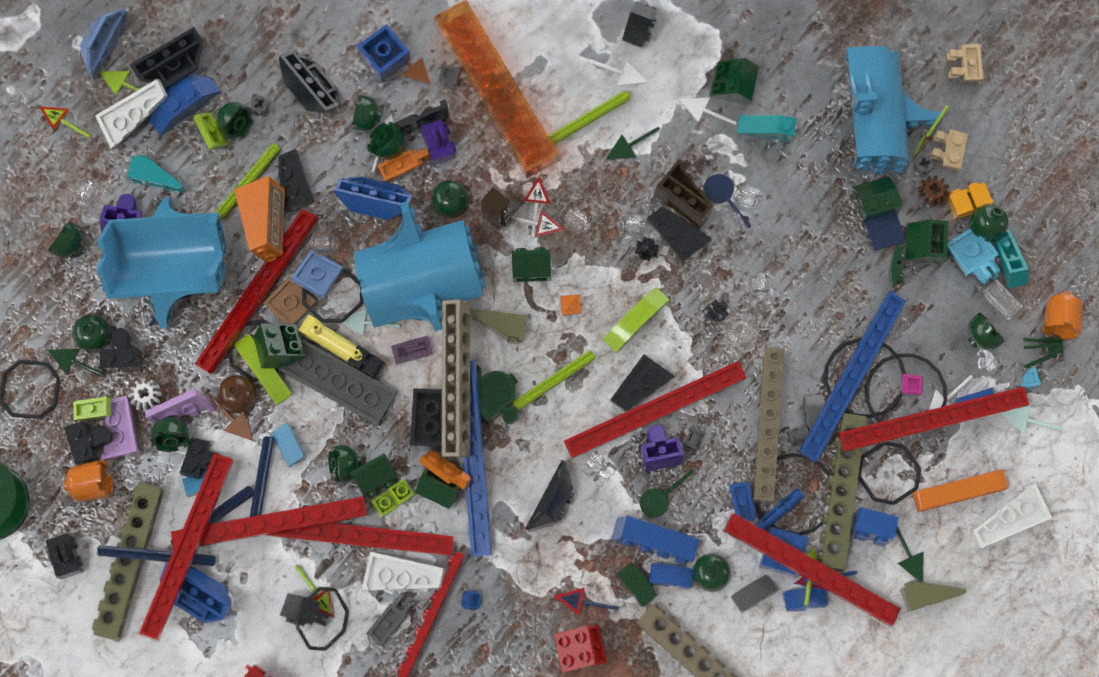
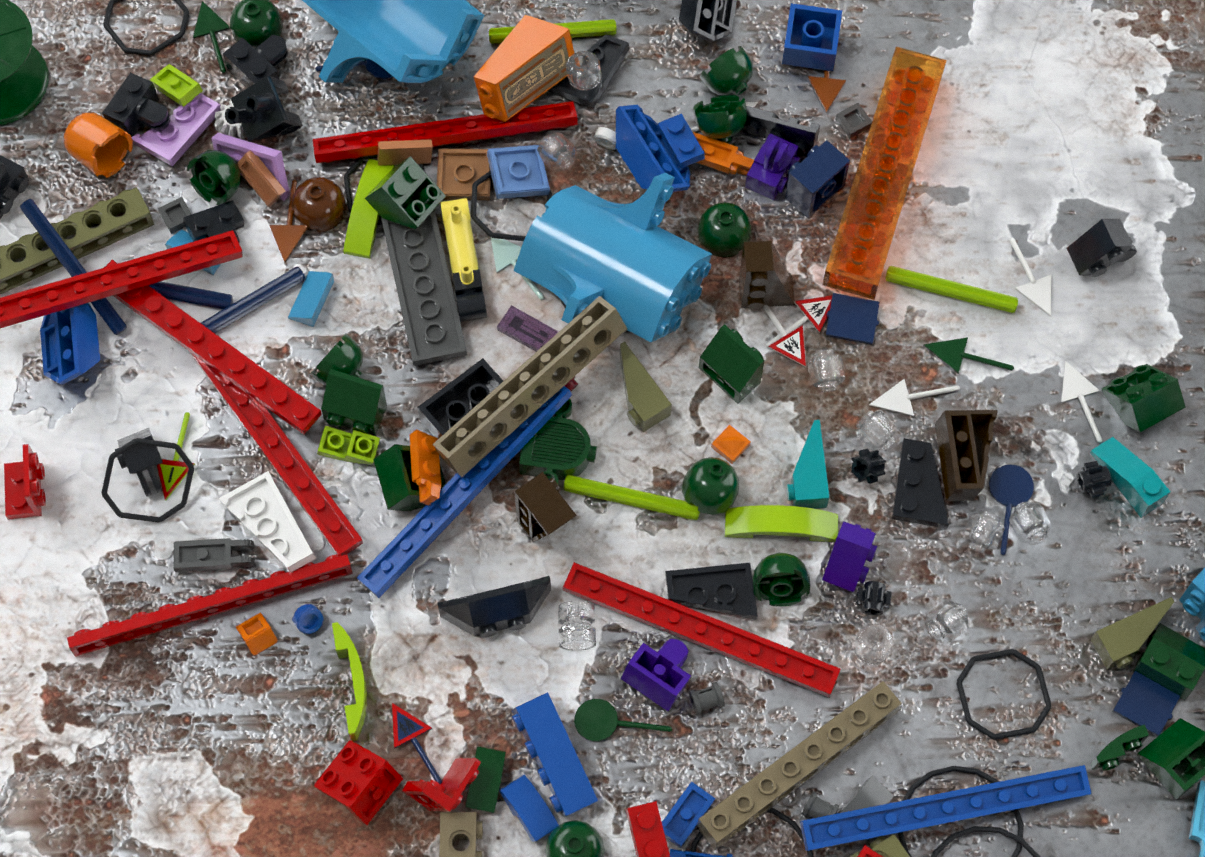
camera: 45 degrees right, 10 degrees down
(157, 377) = (262, 112): none -> black piece
(170, 474) = (173, 214): none -> dark grey tile
(195, 412) = (260, 178): none -> nougat tile
(250, 323) = (397, 151): none -> nougat tile
(293, 188) = (583, 70): none -> clear head
(340, 211) = (606, 138): none -> white tile
(380, 175) = (681, 141): none -> blue plate
(454, 633) = (257, 634): none -> orange slope
(468, 127) = (816, 178): none -> dark blue brick
(503, 594) = (356, 712): none -> lime slope
(530, 432) = (541, 507): none -> dark brown wedge
(559, 181) = (852, 318): none -> dark blue piece
(585, 336) = (711, 485): none -> dark green cylinder
(622, 199) = (899, 401): none -> white piece
(626, 283) = (809, 478): none -> teal slope
(629, 606) = (447, 795): none -> red bracket
(666, 346) = (781, 579): none -> dark green cylinder
(687, 302) = (849, 556): none -> dark purple brick
(754, 146) = (1094, 478): none -> black gear
(831, 271) = (1010, 733): none -> black piece
(847, 207) = (1124, 638): none -> olive slope

